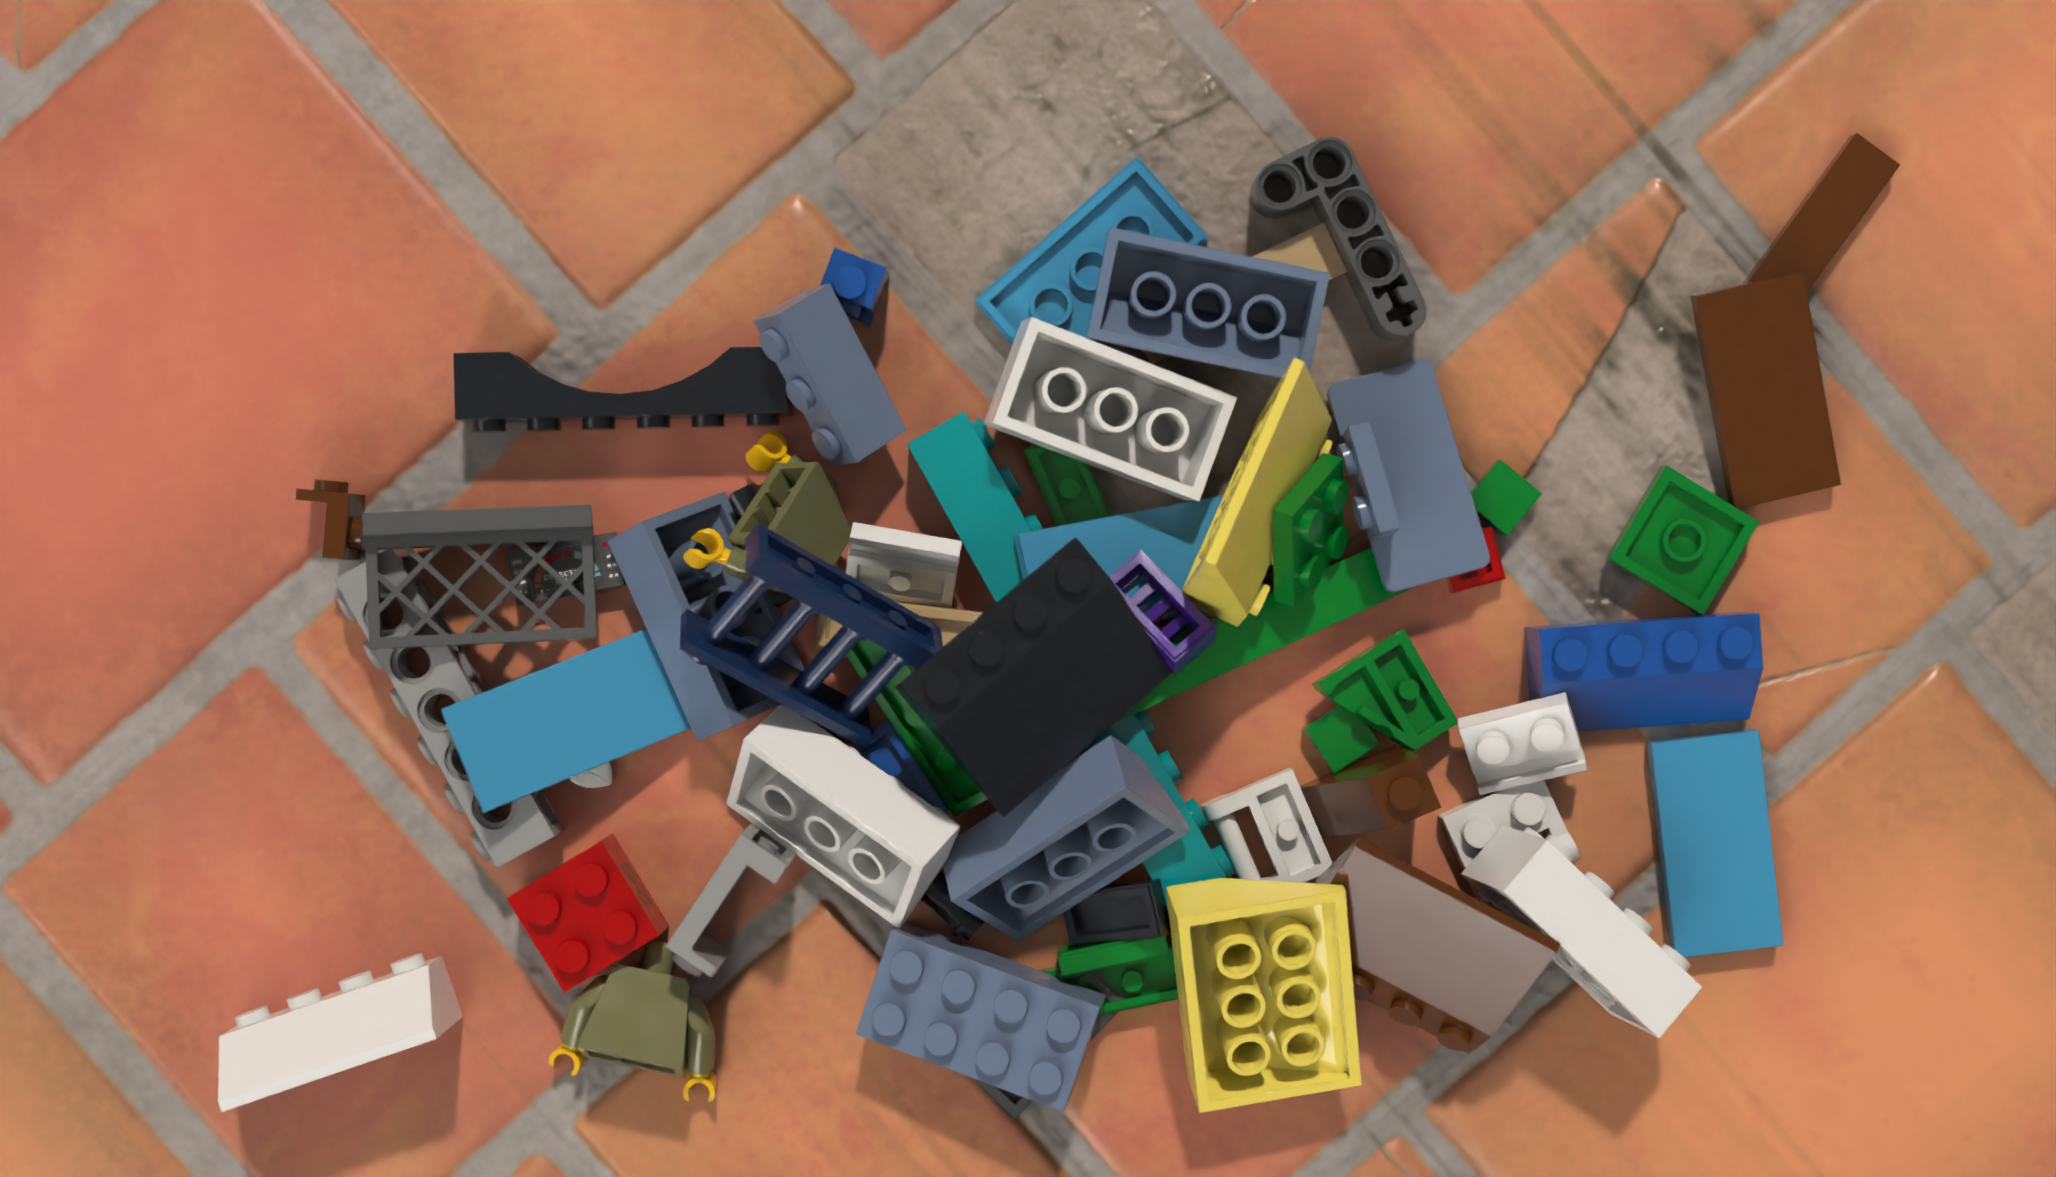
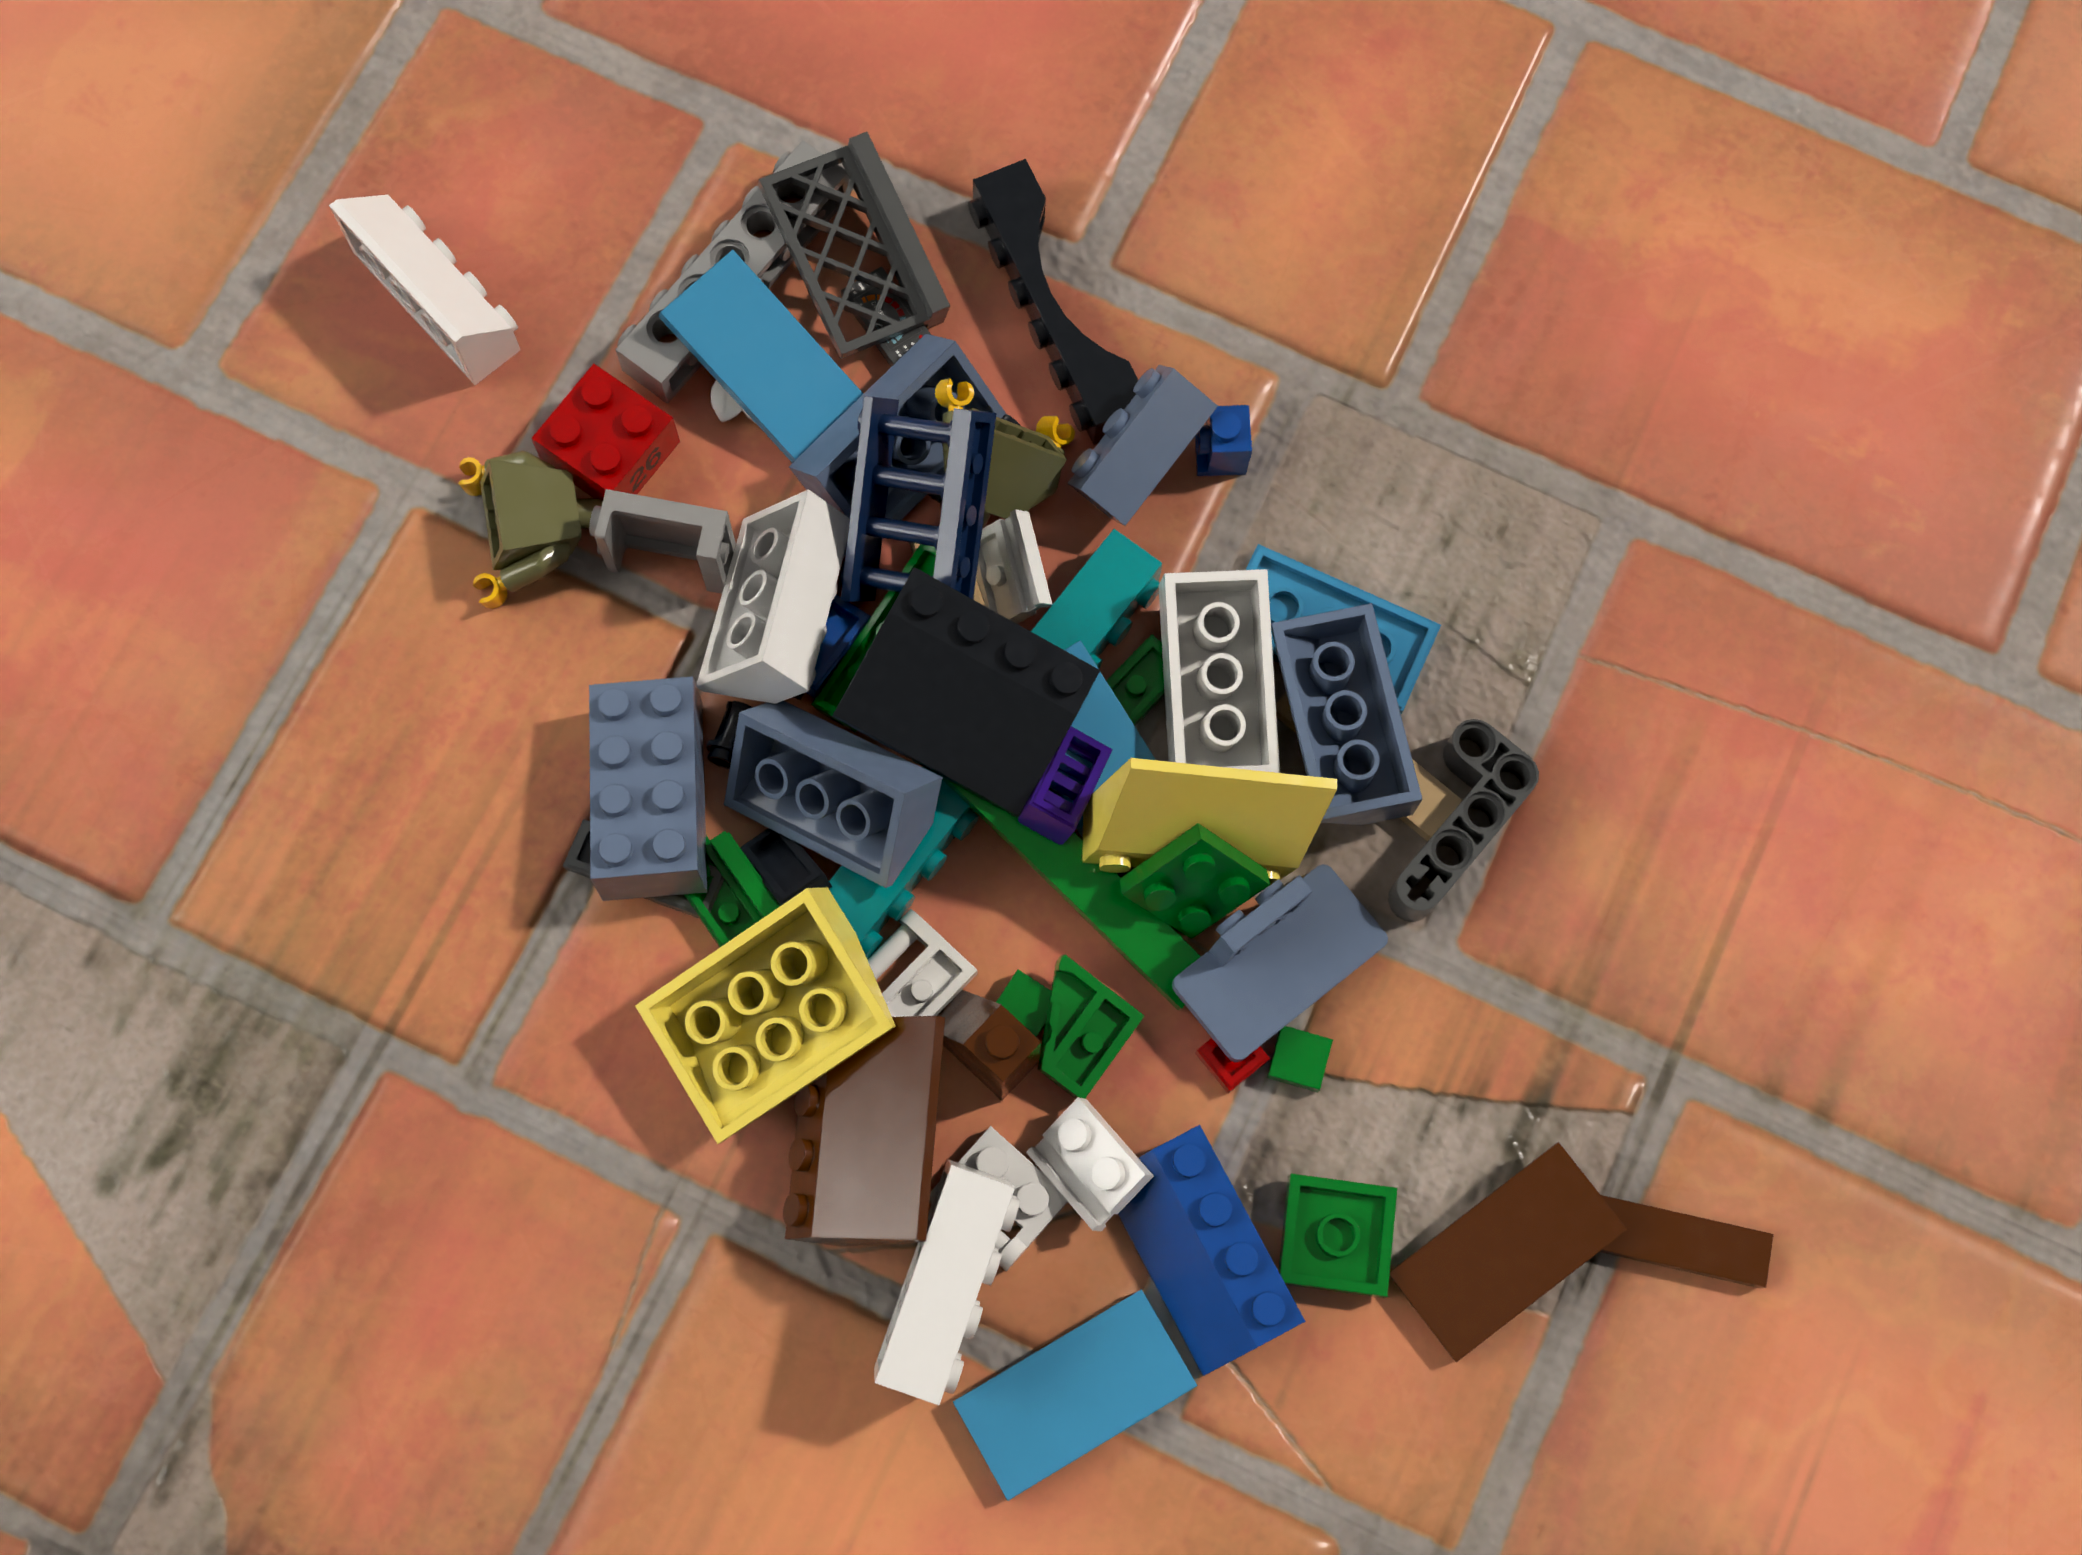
camera: 60 degrees right, 15 degrees down
(343, 518) = (837, 132): reddish brown bracket -> none

